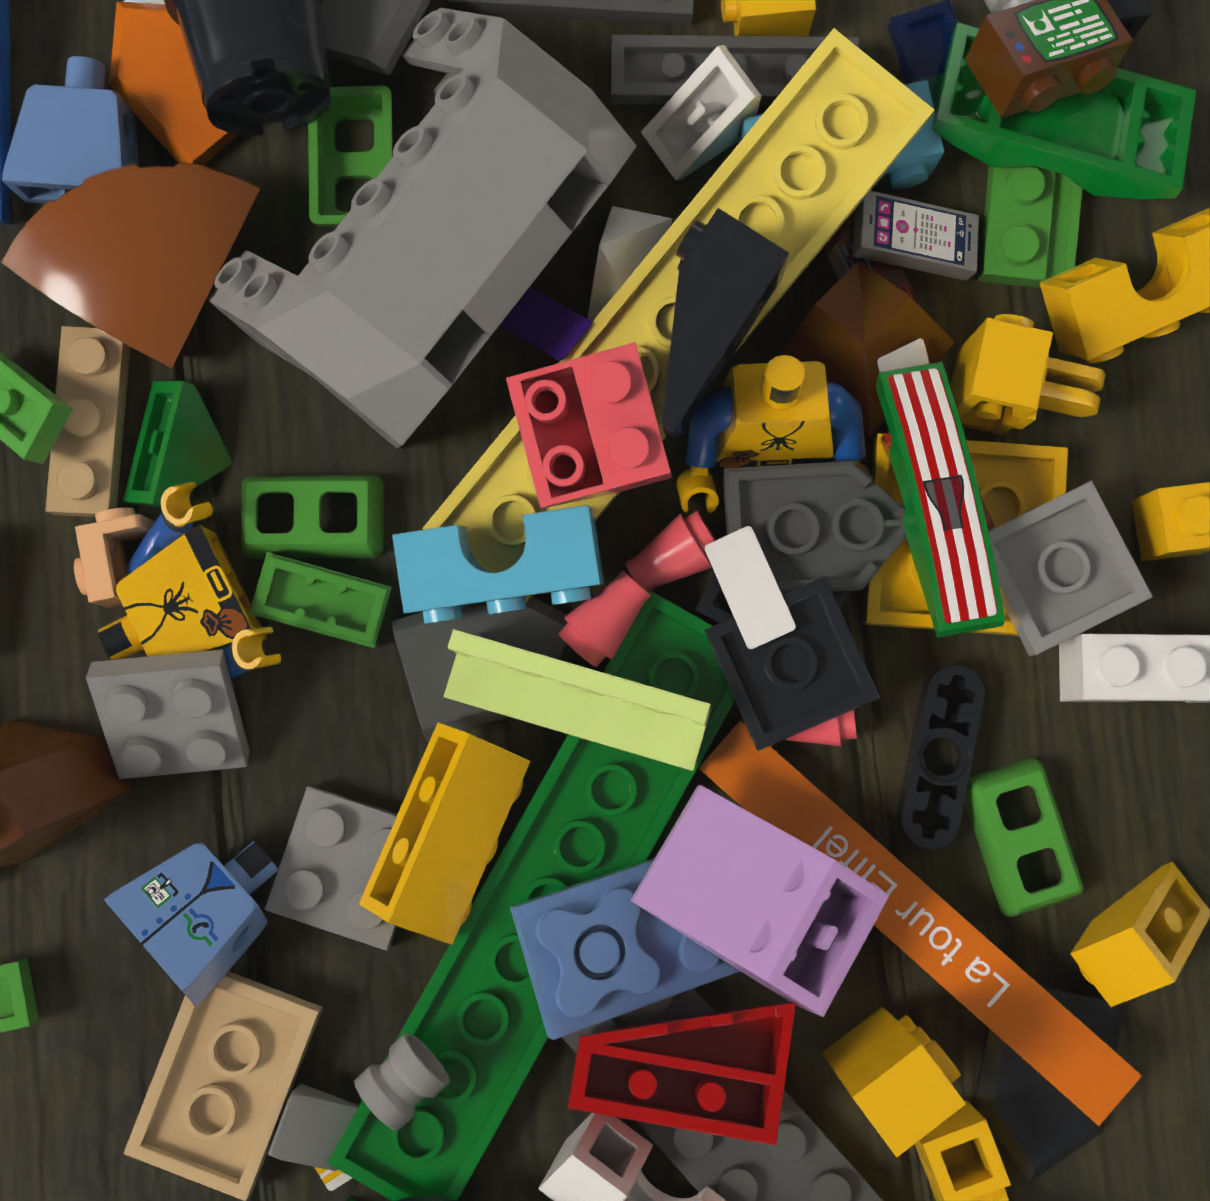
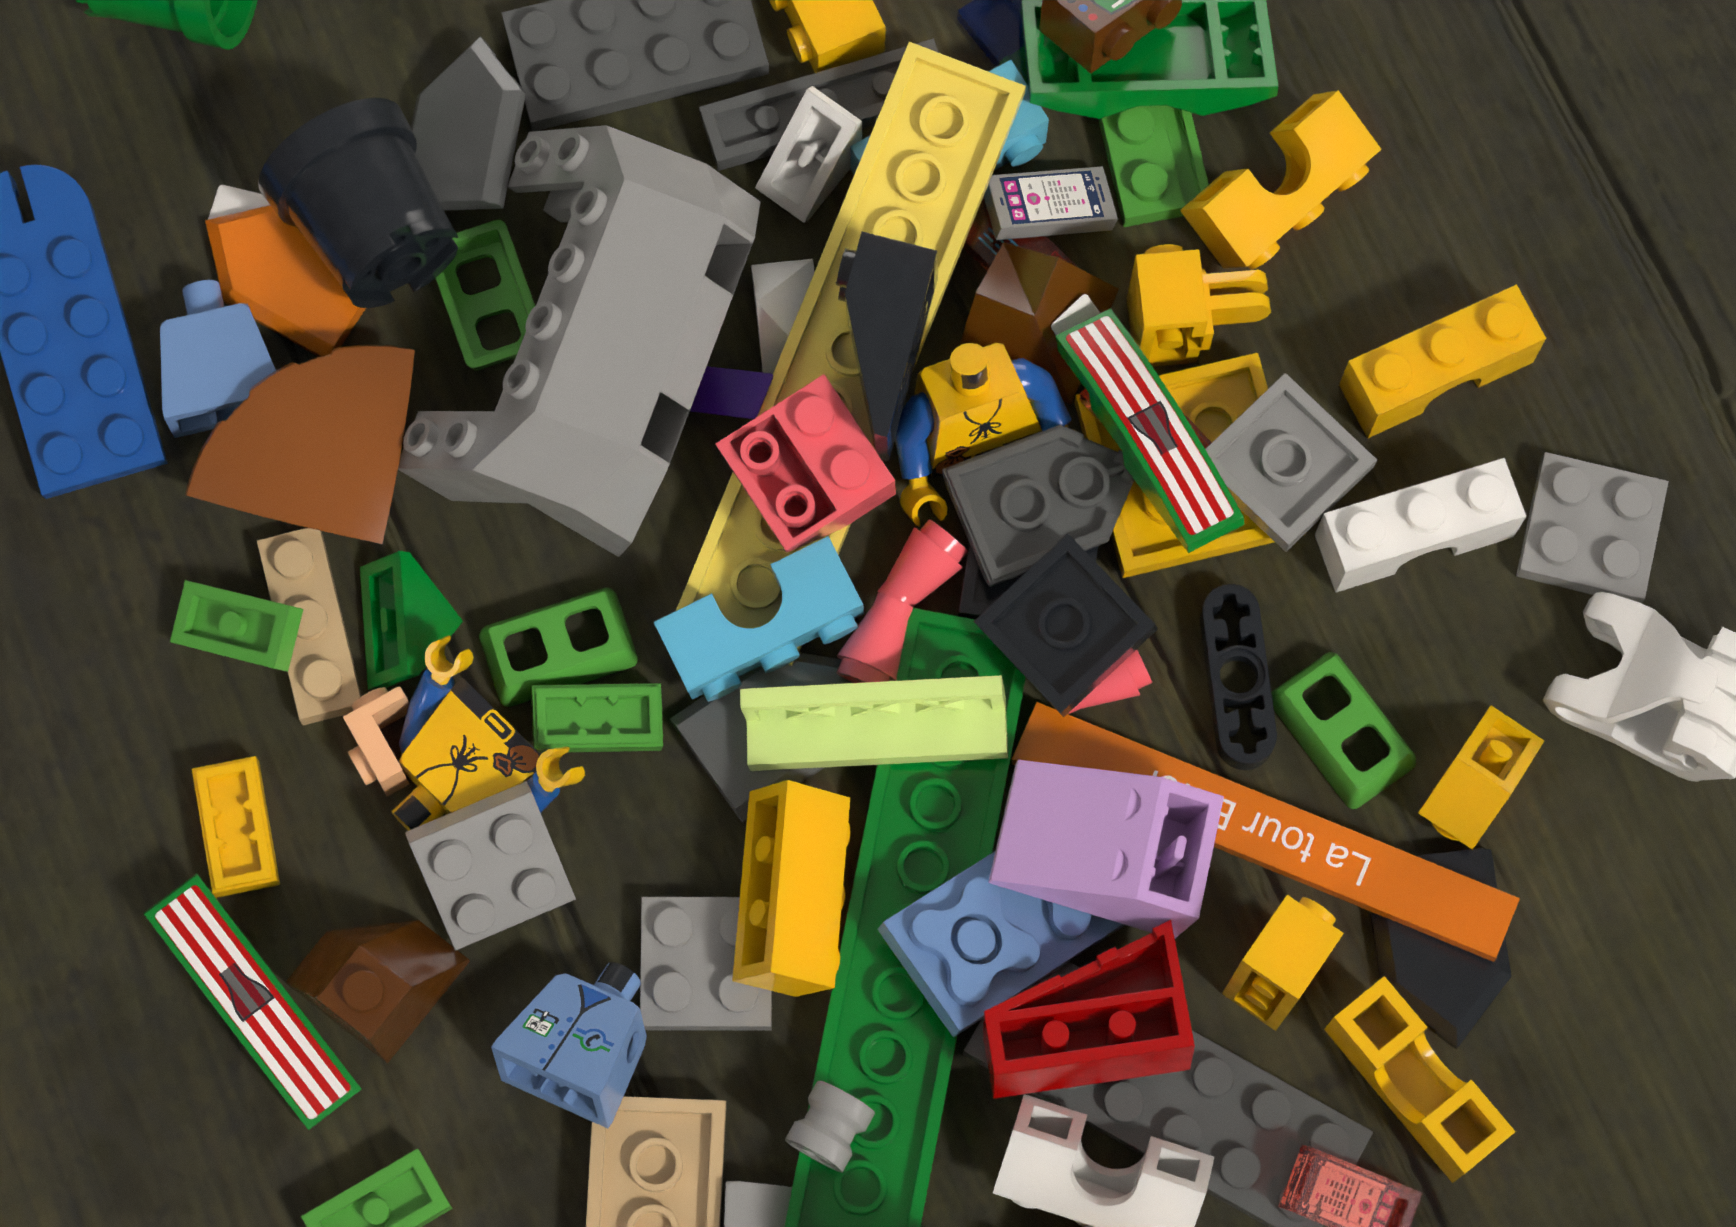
camera: 20 degrees left, 10 degrees down
(750, 587) = (1002, 567): white sticker -> none

